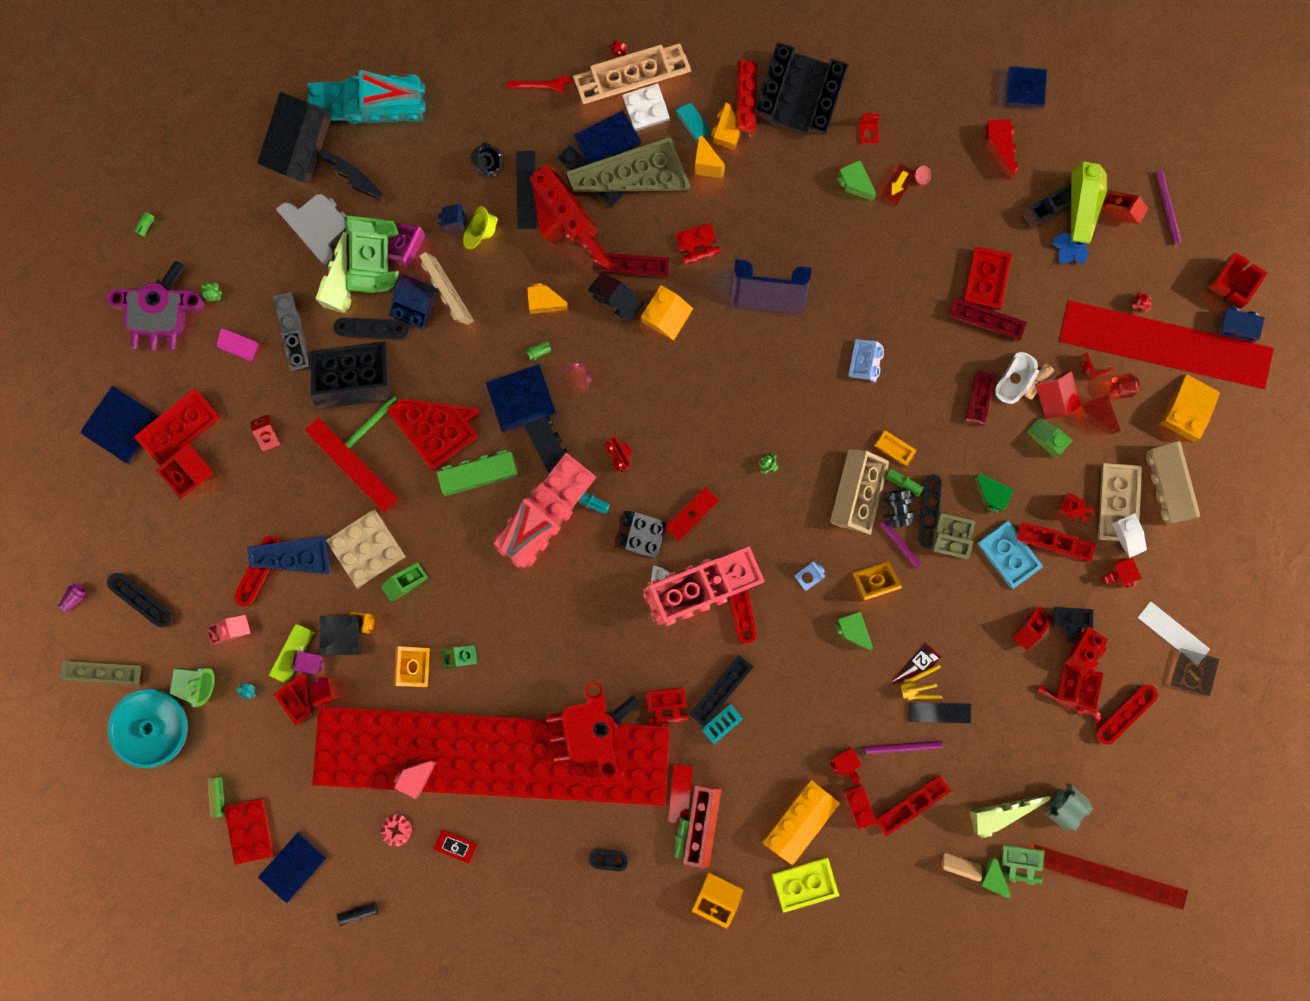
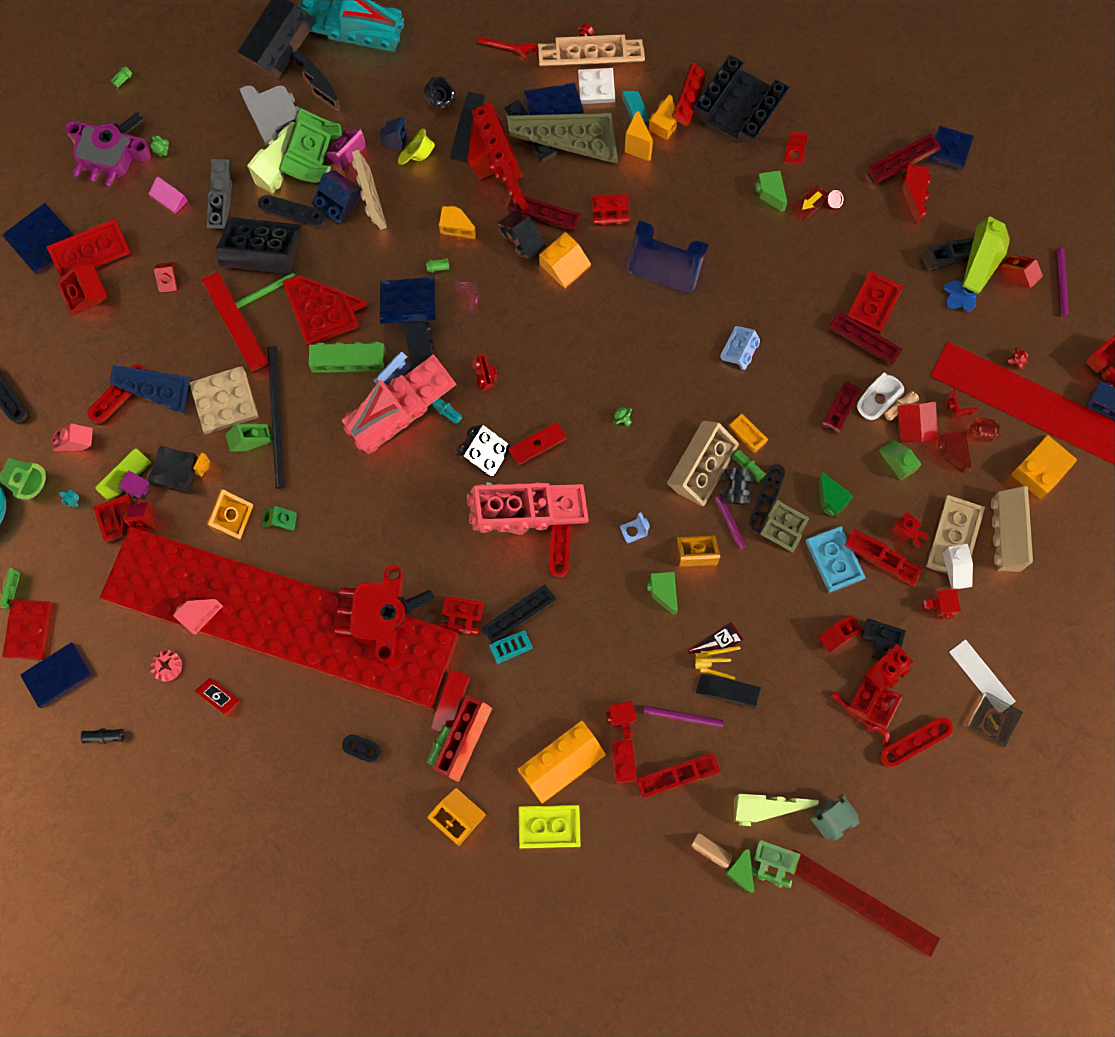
camera: 15 degrees right, 10 degrees down
(424, 553) = (276, 417): none -> black piece
(527, 477) = (394, 368): none -> light blue bracket
(982, 112) = (900, 159): none -> dark red plate

